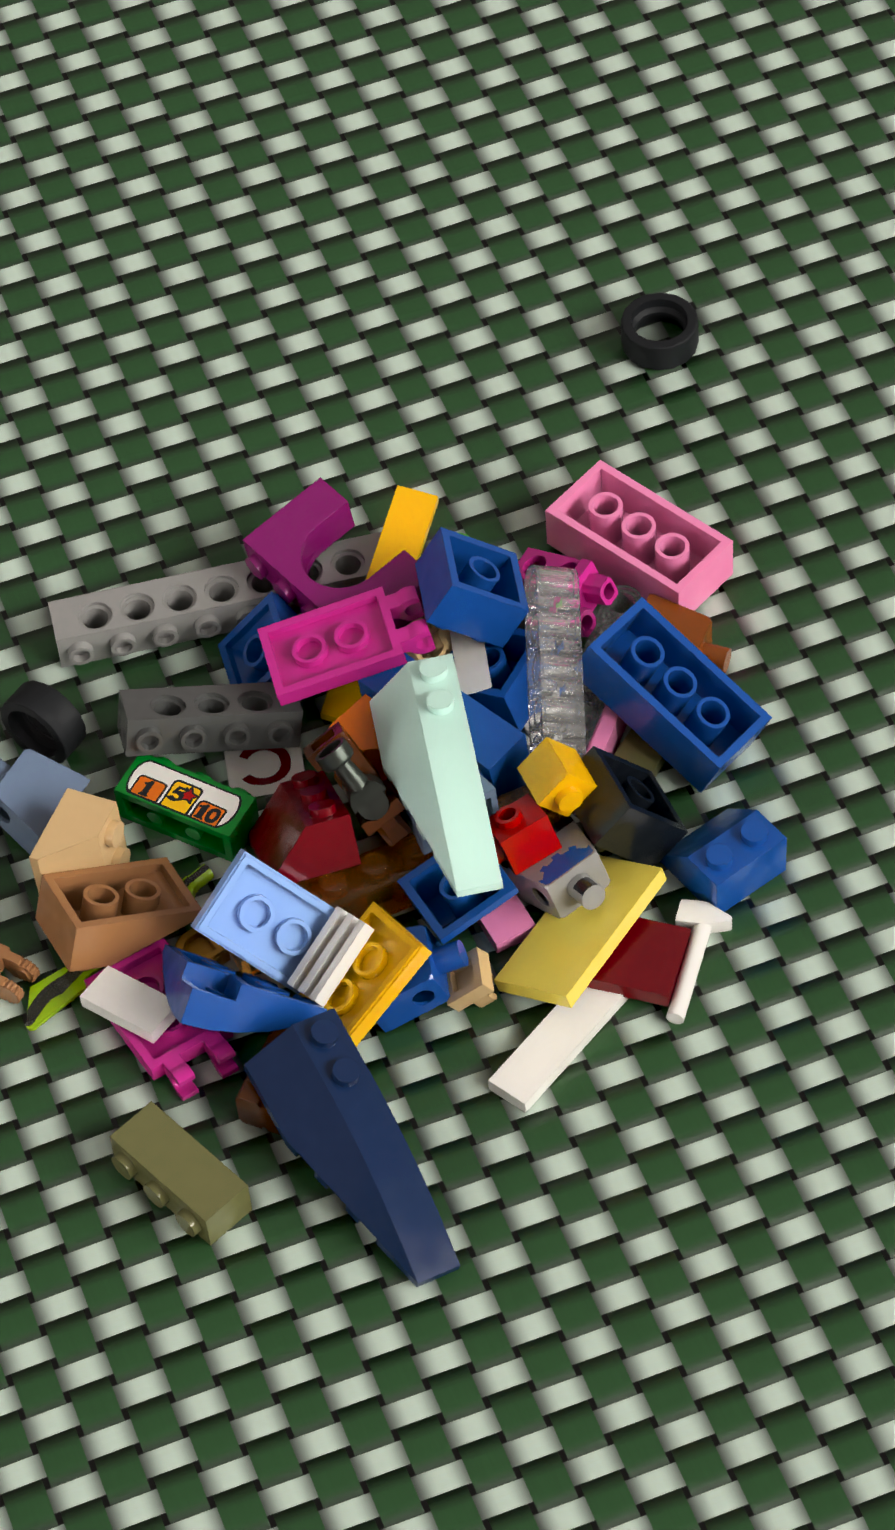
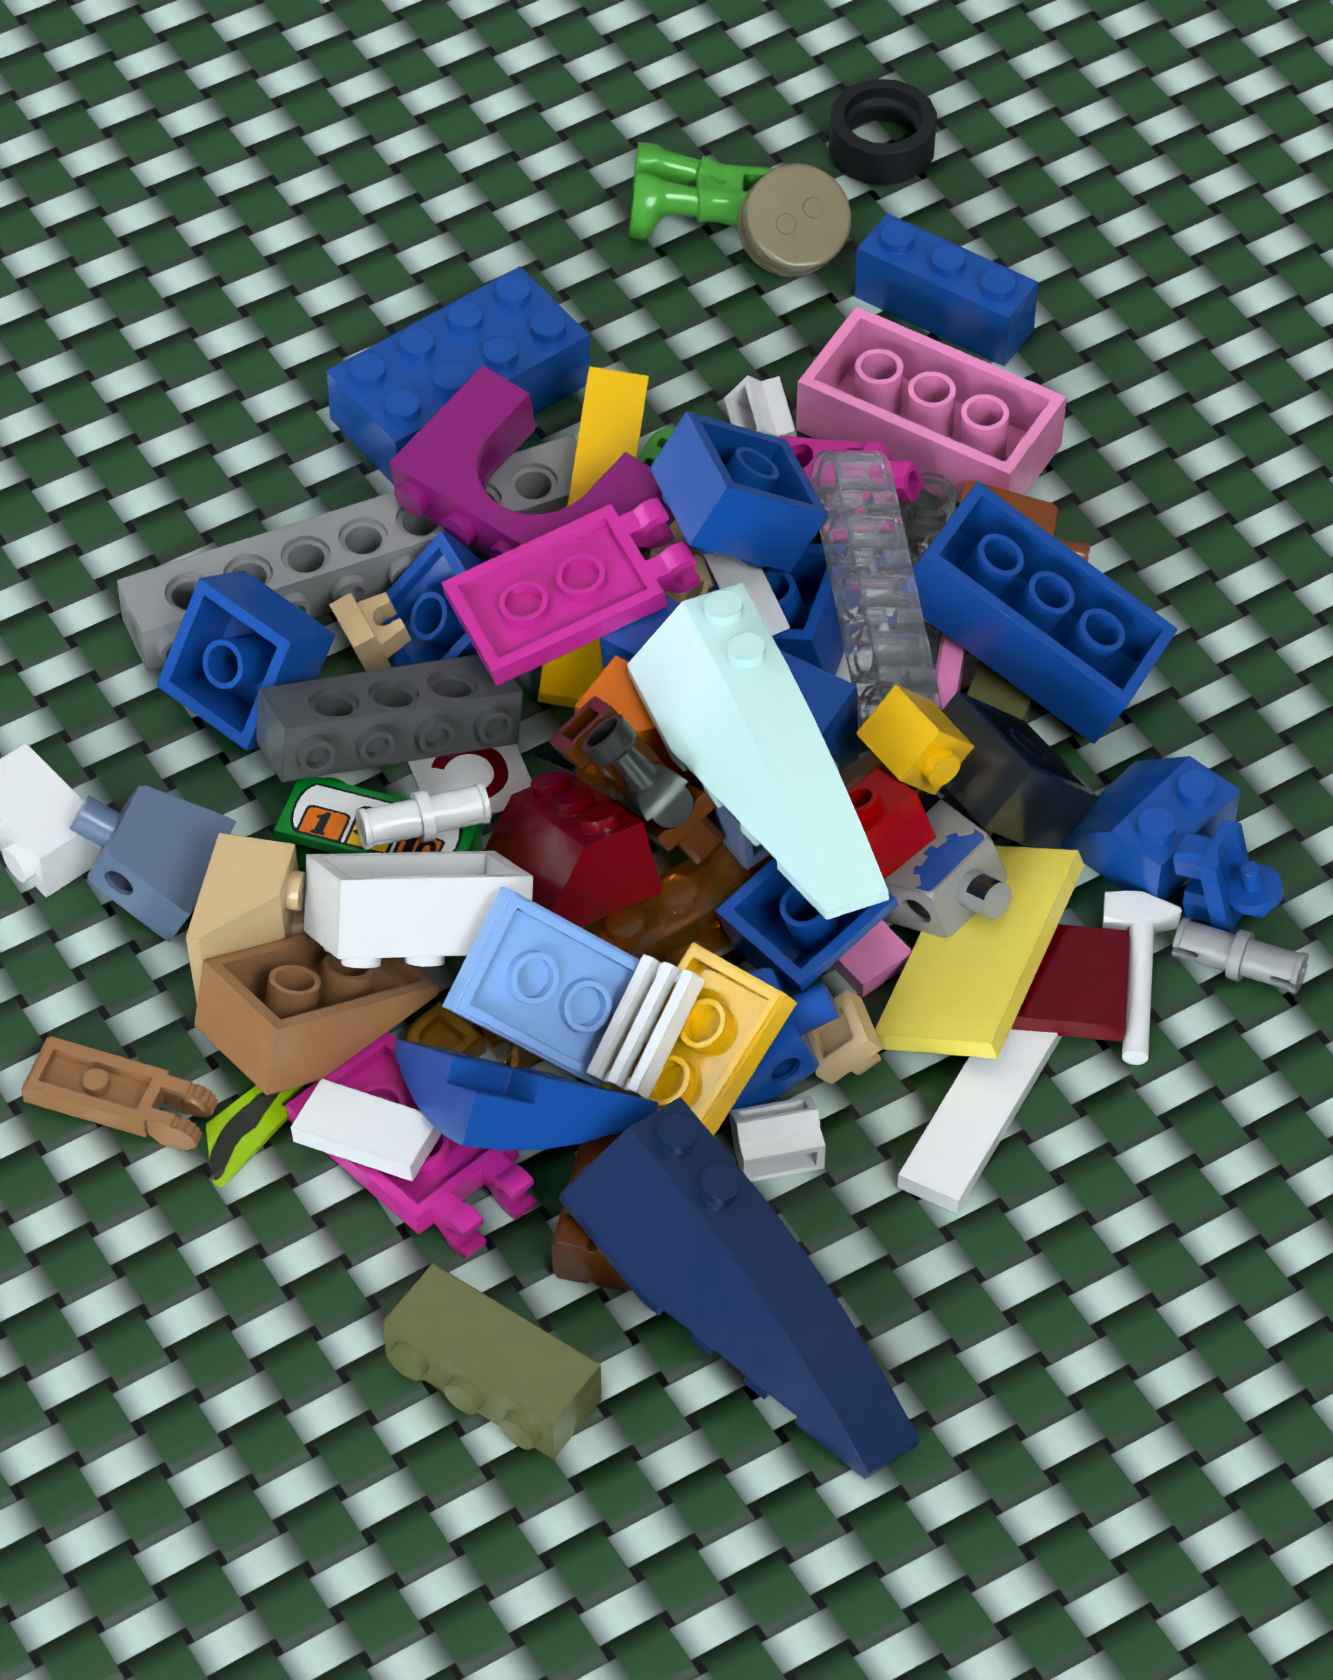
camera: 15 degrees left, 0 degrees up
(43, 721) = (160, 725): black tyre -> none
(117, 654) = (235, 642): none -> blue brick
(183, 850) = (404, 903): none -> white piece
(210, 656) = (363, 629): none -> tan tile
(213, 791) = (423, 816): none -> white pin
(350, 455) = (405, 379): none -> blue brick
(411, 1045) = (778, 1138): none -> white piece
(523, 528) = (761, 407): none -> white piece
(533, 365) = (664, 188): none -> bright green piece
(577, 391) = (794, 220): none -> dark tan head
(674, 452) = (945, 289): none -> blue brick
(762, 901) = (1223, 878): none -> blue hips
(765, 955) = (1240, 955): none -> light grey pin

